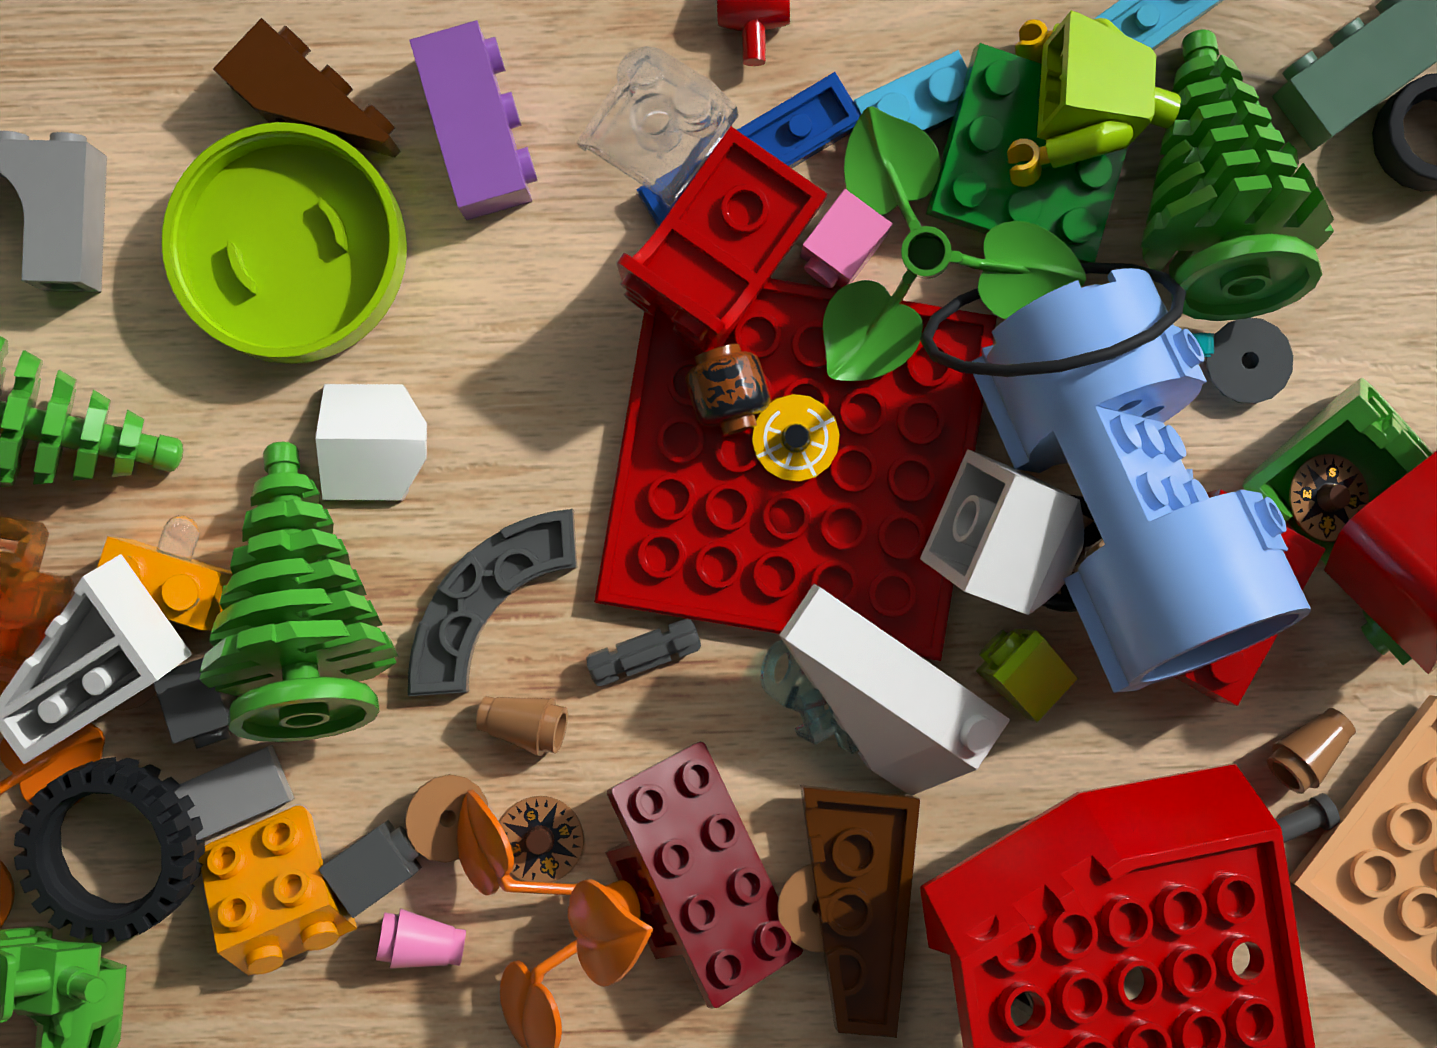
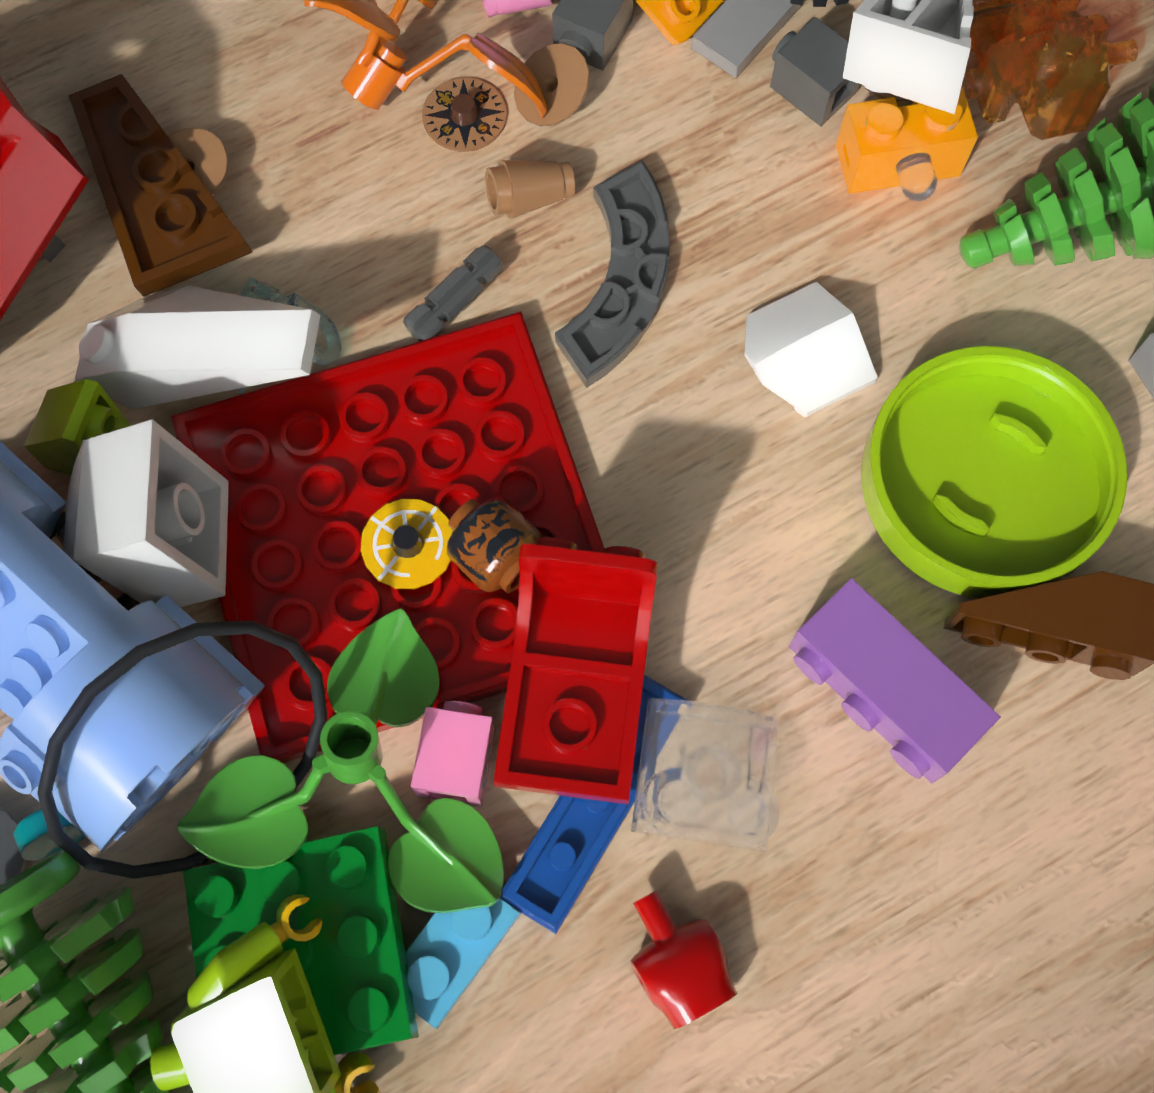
camera: 150 degrees right, 15 degrees down
(294, 619) = (748, 116): bright green plant -> none
(698, 875) = (306, 139): dark red bracket -> none

